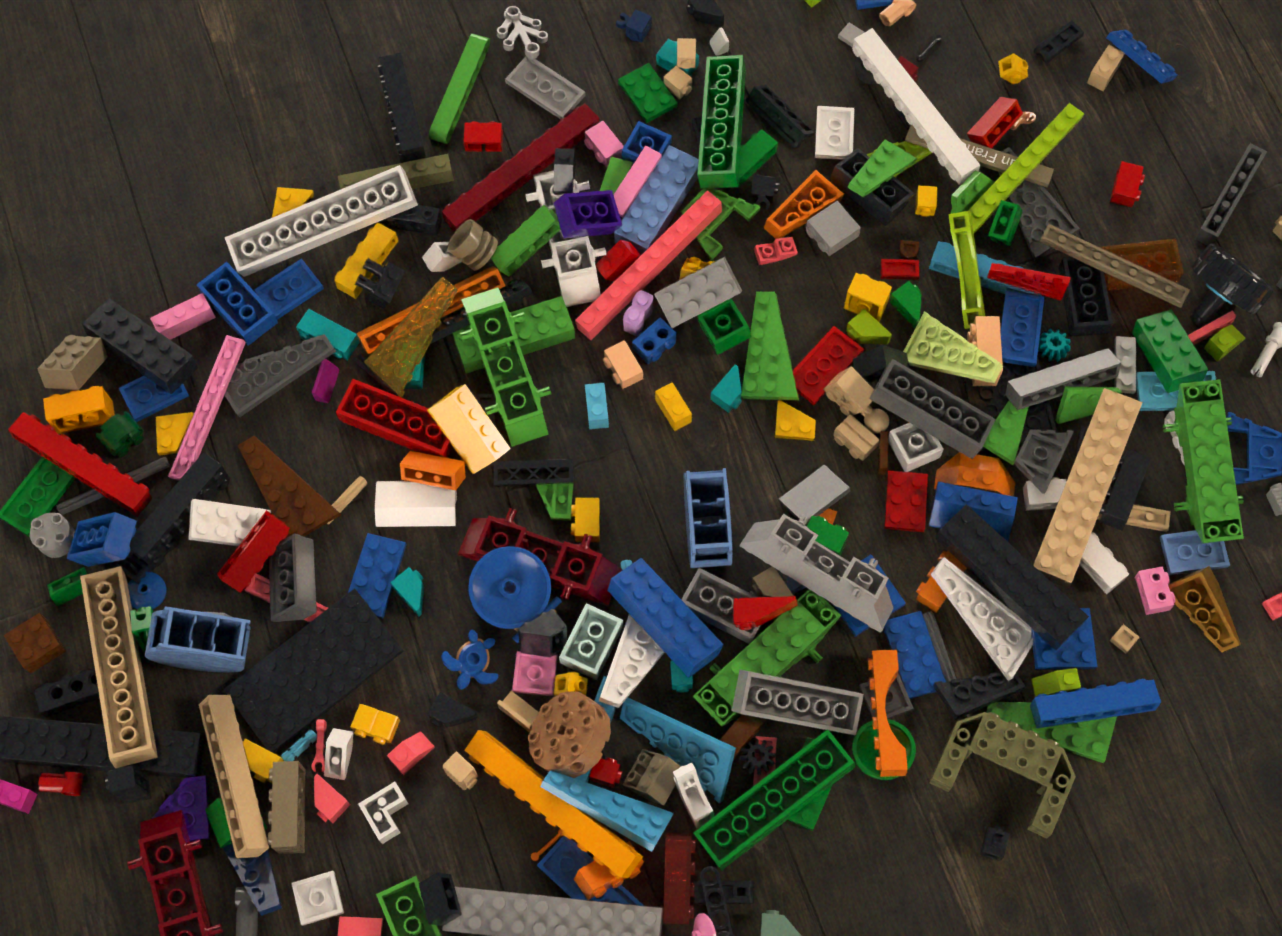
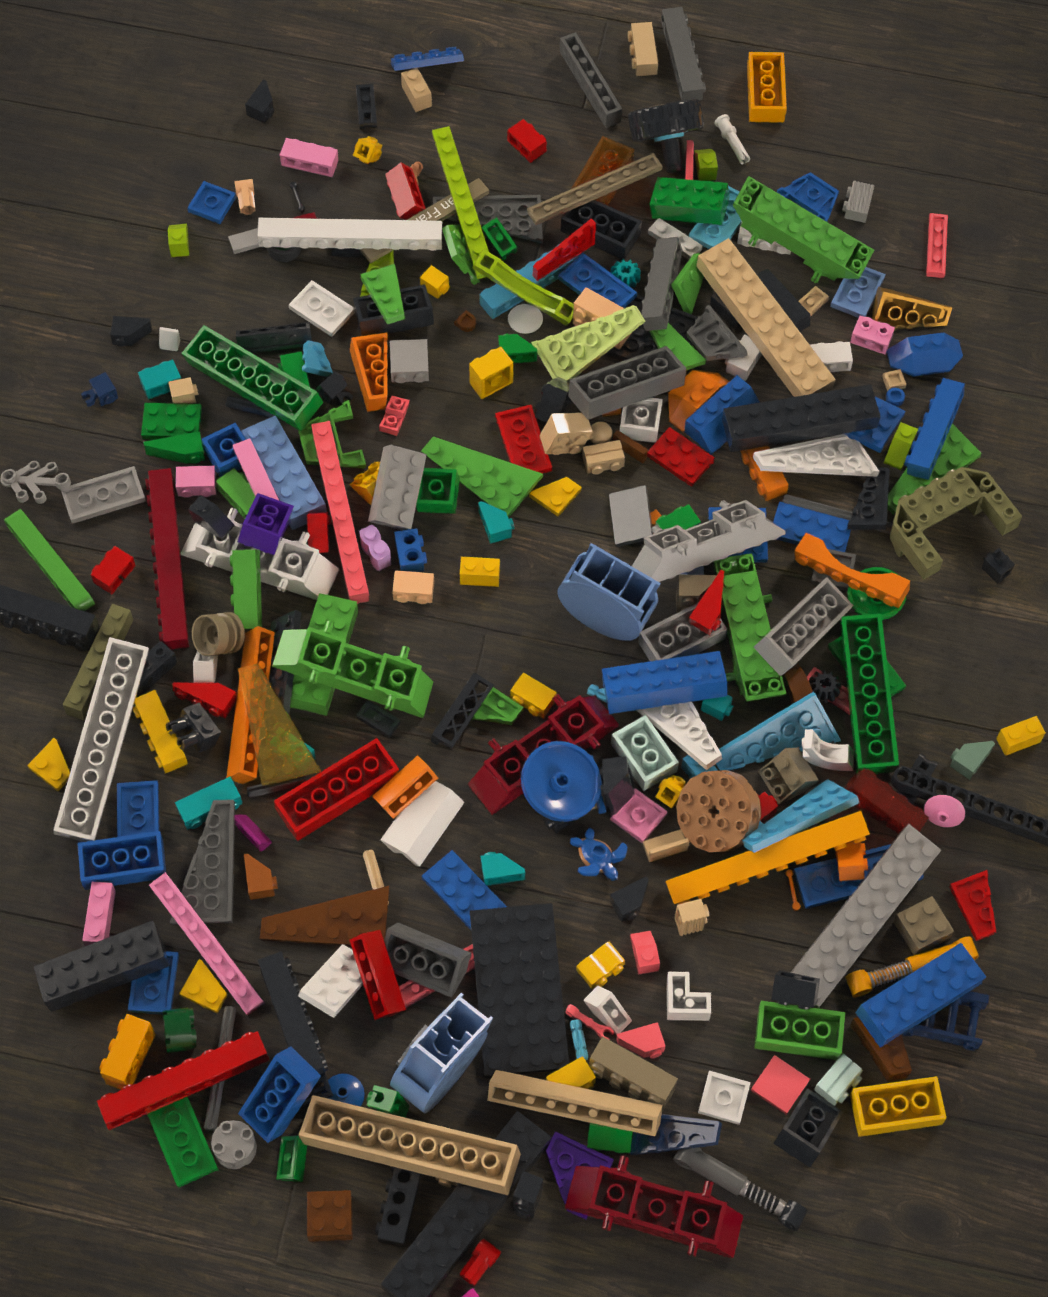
camera: 60 degrees left, 5 degrees down
(72, 362) = (79, 1030): dark tan brick -> none
(286, 411) = (259, 879): none -> dark orange slope
(420, 275) = (211, 696): none -> red slope
(468, 428) = (391, 733): yellow slope -> none
(596, 406) = (436, 628): medium azure brick -> none
(624, 111) = (180, 448): none -> green slope
(686, 53) = (167, 365): tan brick -> none
(780, 158) = (315, 359): none -> dark azure wing
(867, 330) = (516, 391): lime slope -> none
(899, 269) = (478, 338): red tile -> none
(947, 294) = (525, 318): none -> white sticker
(972, 31) = (309, 157): none -> bright pink brick
(1107, 650) = (895, 396): none -> blue tile
(1172, 652) = (925, 354): none -> blue wedge

